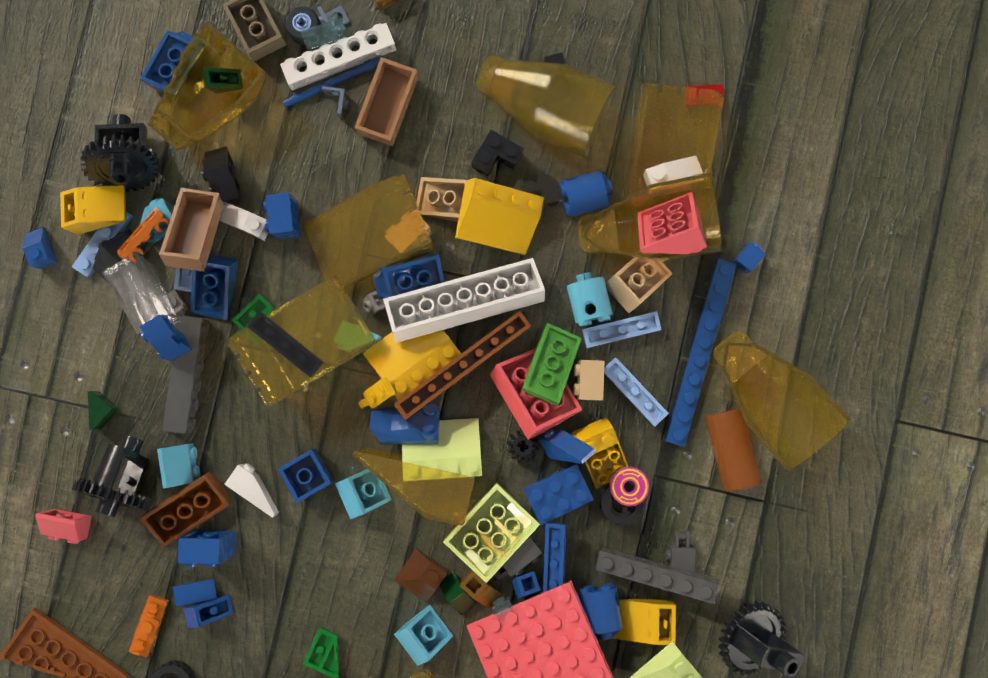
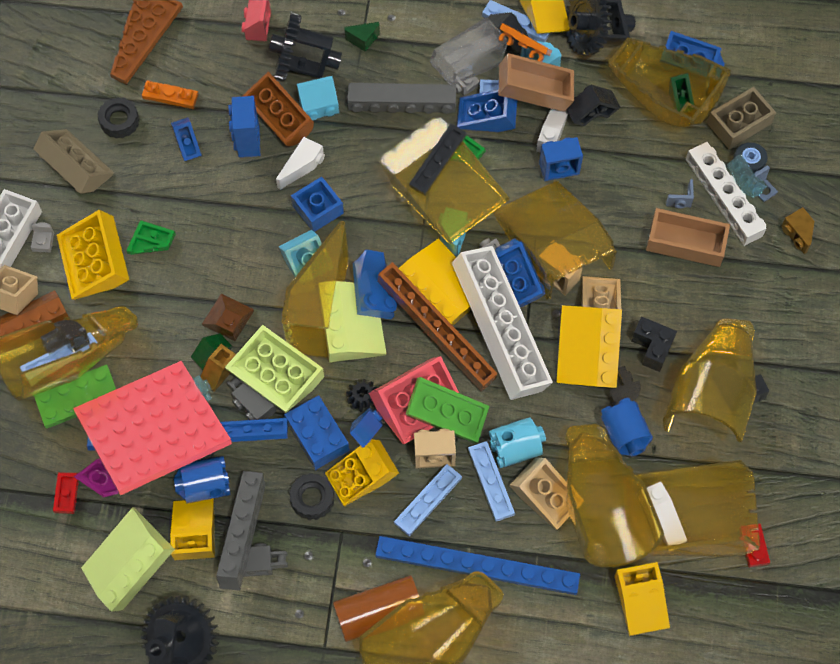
camera: 85 degrees right, 20 degrees down
(165, 338) = (433, 71): blue brick -> none
(194, 592) = (202, 127): blue slope -> none
(367, 66) = (700, 192): blue bar -> none
(377, 394) = (400, 254): yellow hinge -> none
(423, 635) = (170, 322): medium azure slope -> none
(526, 585) = (224, 408): blue brick -> none
(639, 492) = (326, 486): dark pink tile -> none
(672, 227) = (602, 506): coral slope -> none
(747, 204) = (642, 598): none -> yellow slope
(749, 257) = (585, 605): blue brick -> none

